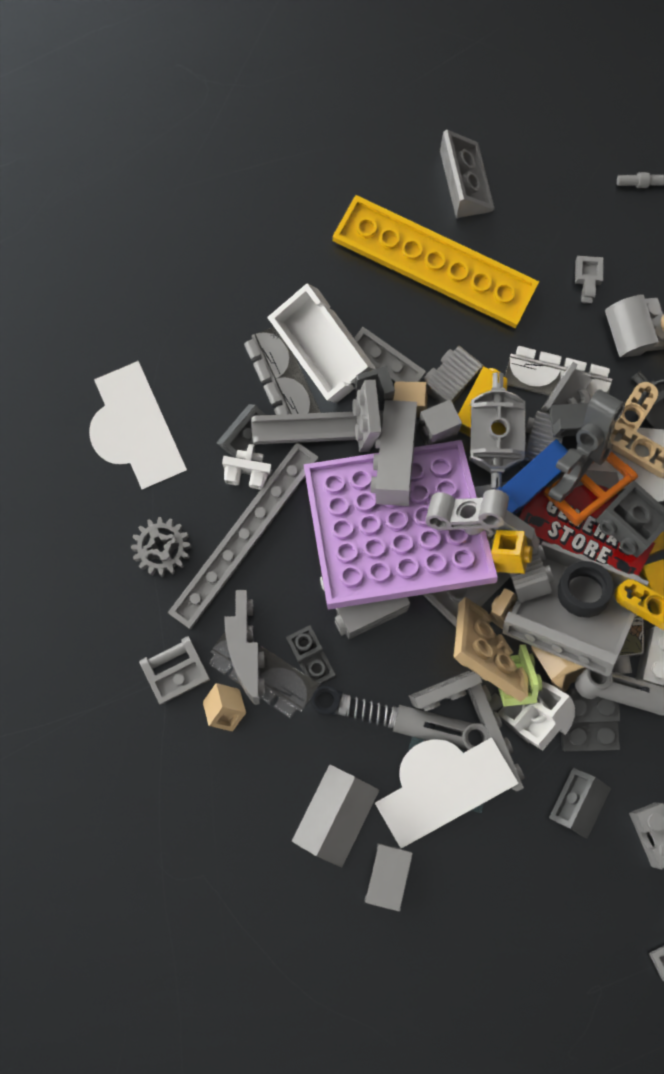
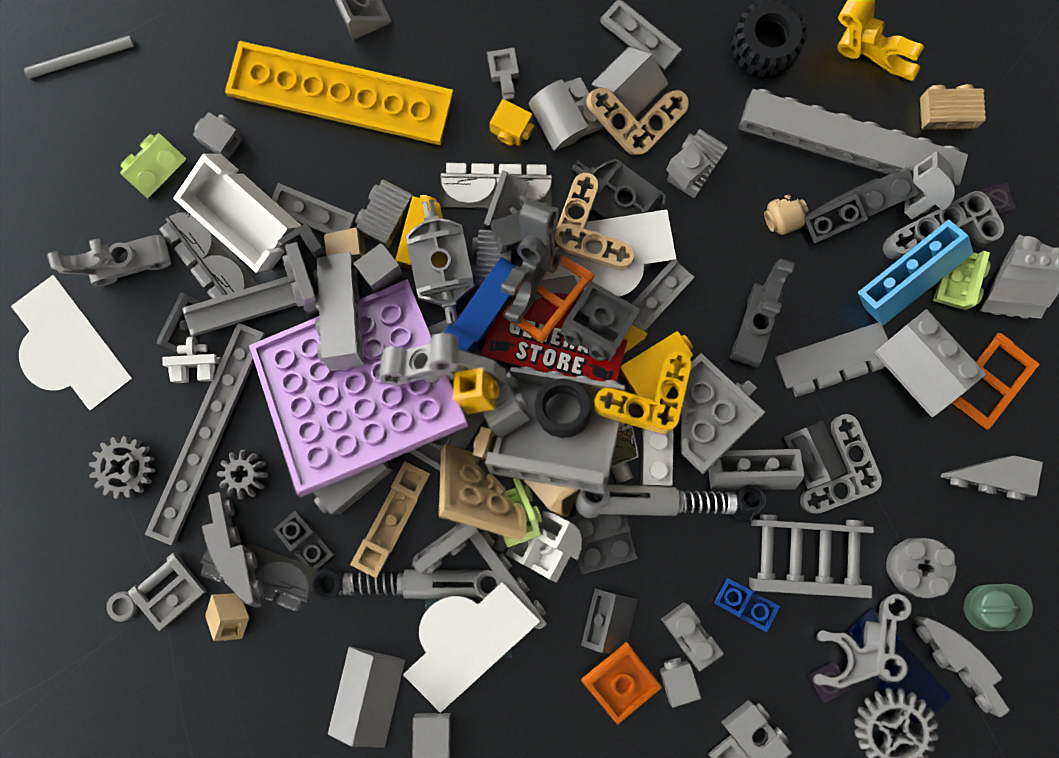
camera: 15 degrees left, 5 degrees up
(129, 674) = (121, 607): none -> light grey tile
(189, 364) = (103, 262): none -> light grey piece
(202, 177) = (79, 57): none -> light grey bar
(252, 284) = (151, 164): none -> yellowish green bracket
(273, 588) = (237, 465): none -> light grey gear
(317, 271) = (217, 134): none -> light grey brick
(397, 655) = (391, 520): none -> tan slope
(581, 863) = (621, 683): none -> orange tile
(586, 324) = (511, 123): none -> yellow brick
(636, 876) = (679, 682): none -> light grey brick

